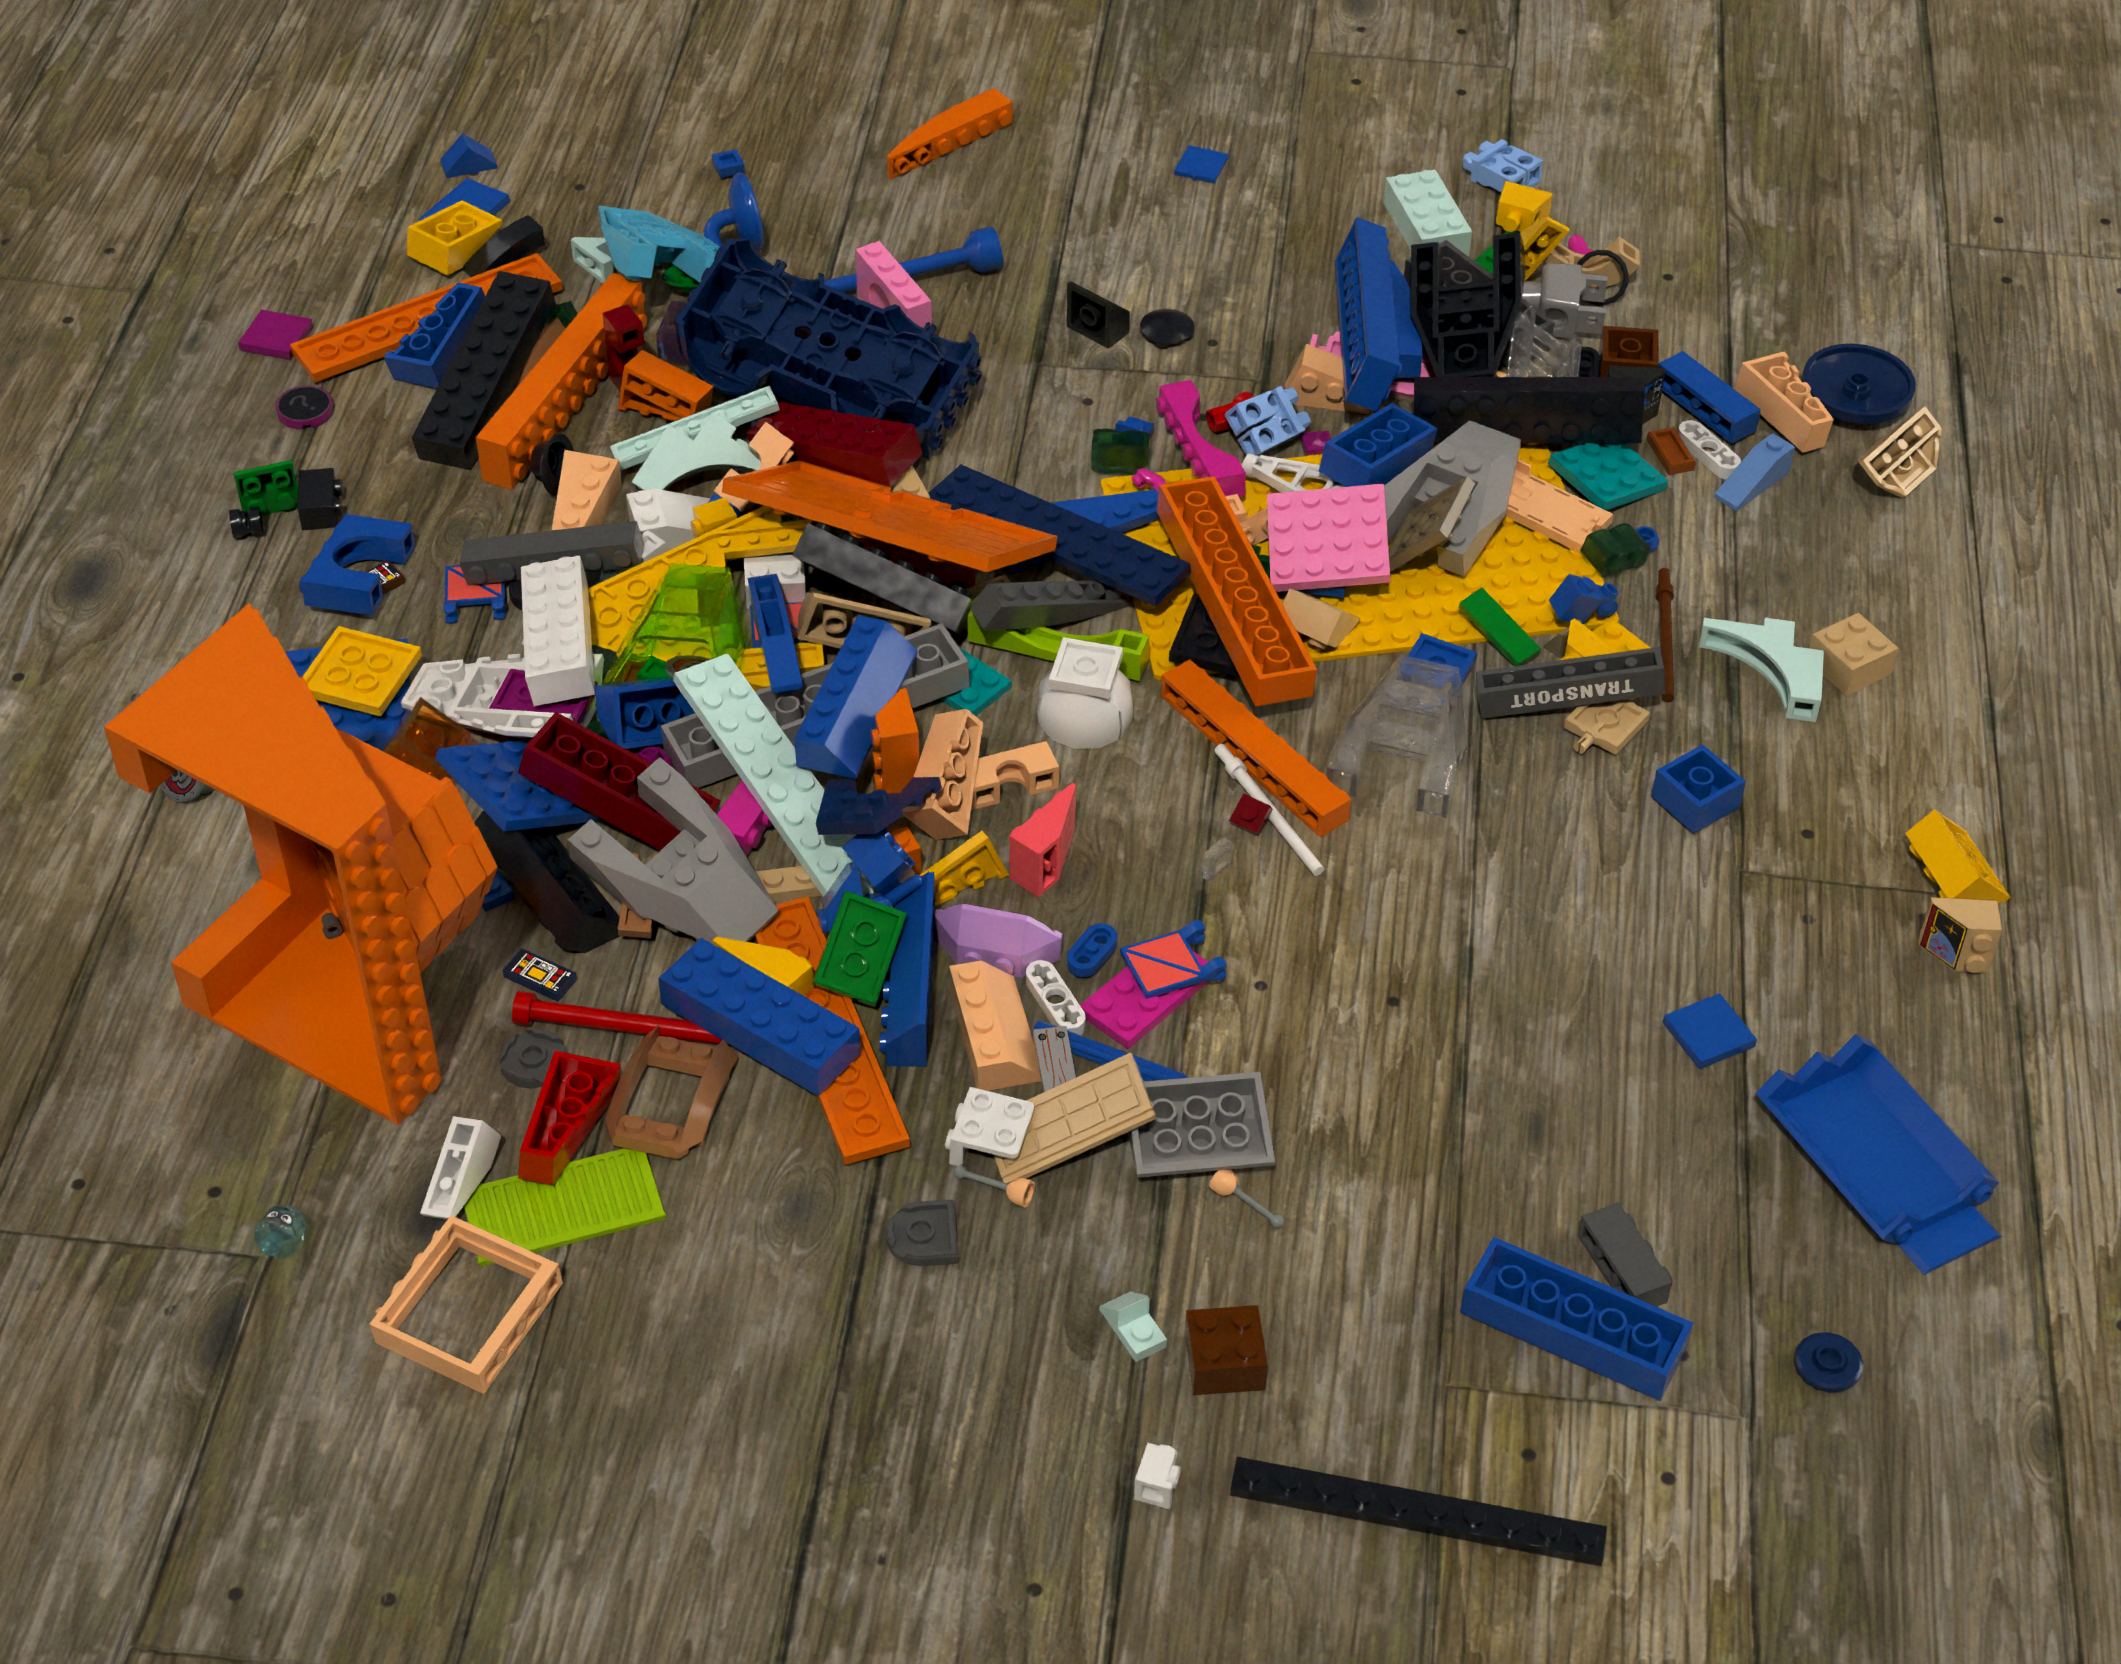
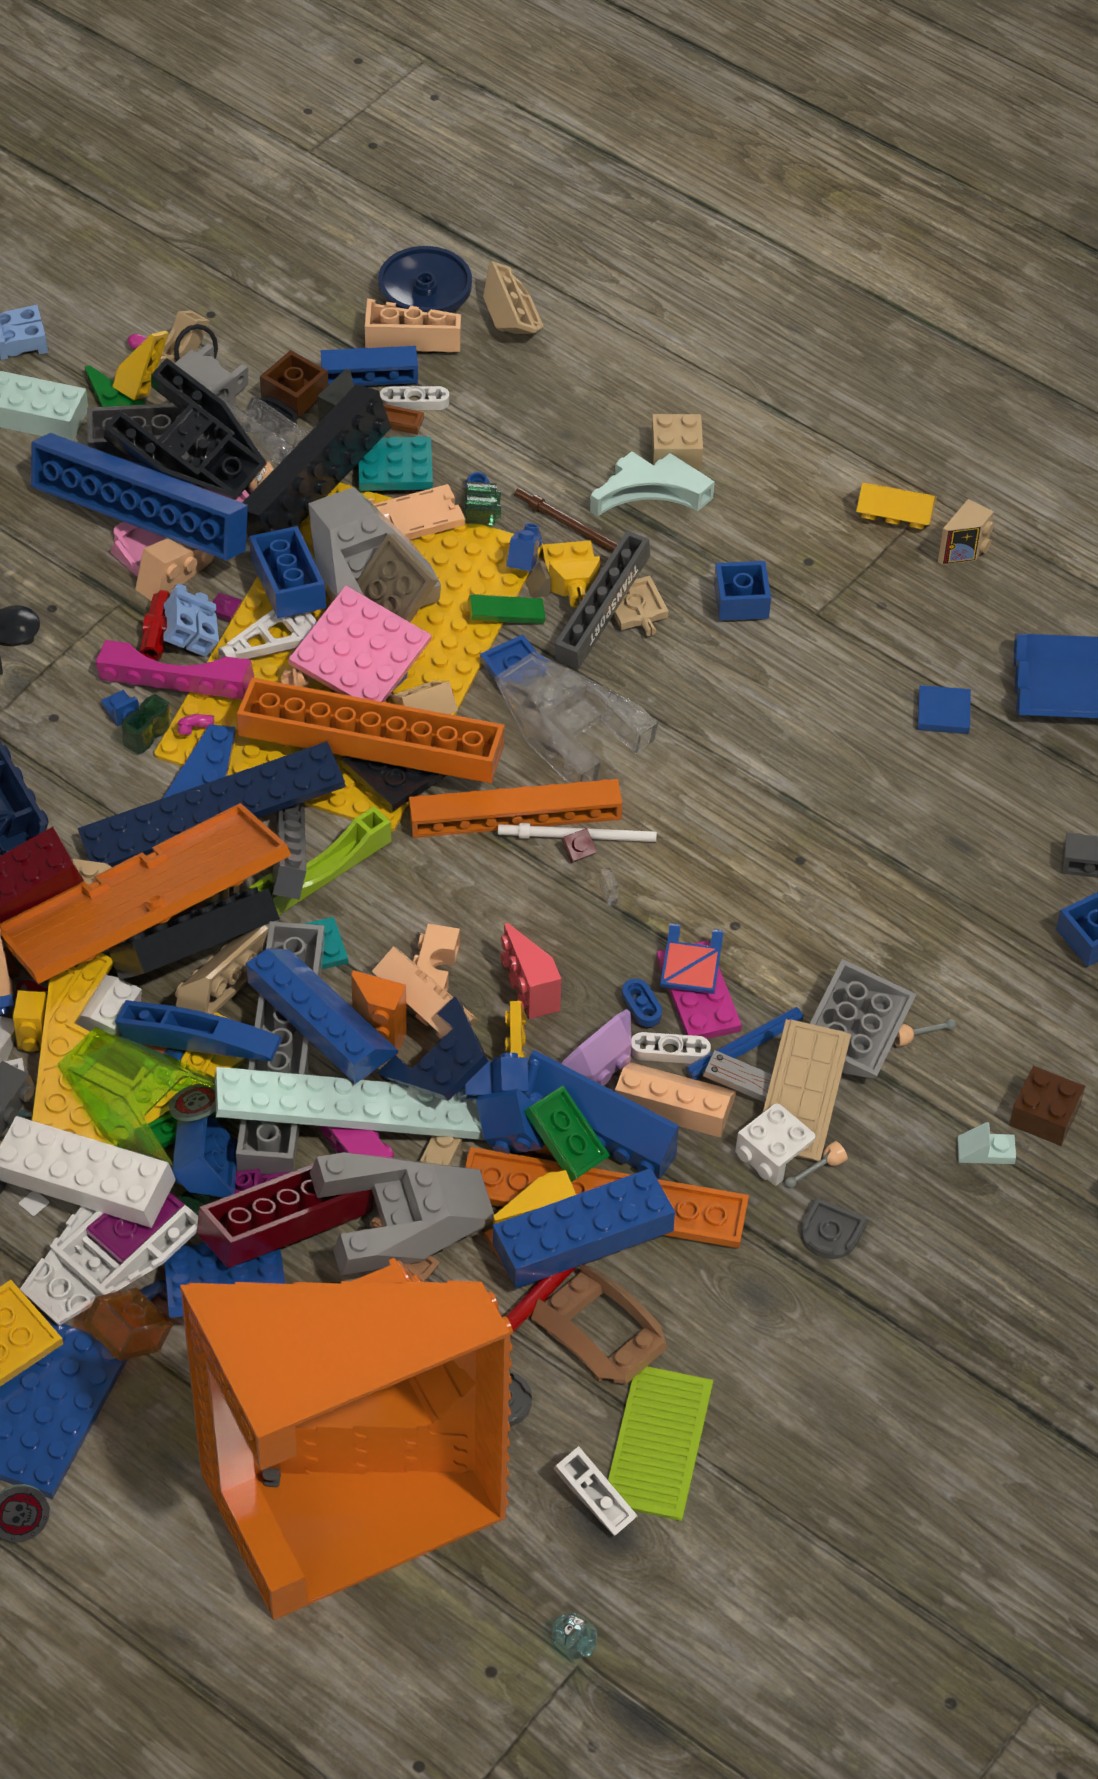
camera: 60 degrees left, 5 degrees up
(510, 1332) = (762, 1510): light nougat window -> none
(566, 1111) = (588, 1397): red wedge -> none
(1085, 696) = (399, 873): white plate -> none
(1522, 206) = (70, 348): yellow torso -> none
(1757, 472) = (463, 386): medium blue slope -> none

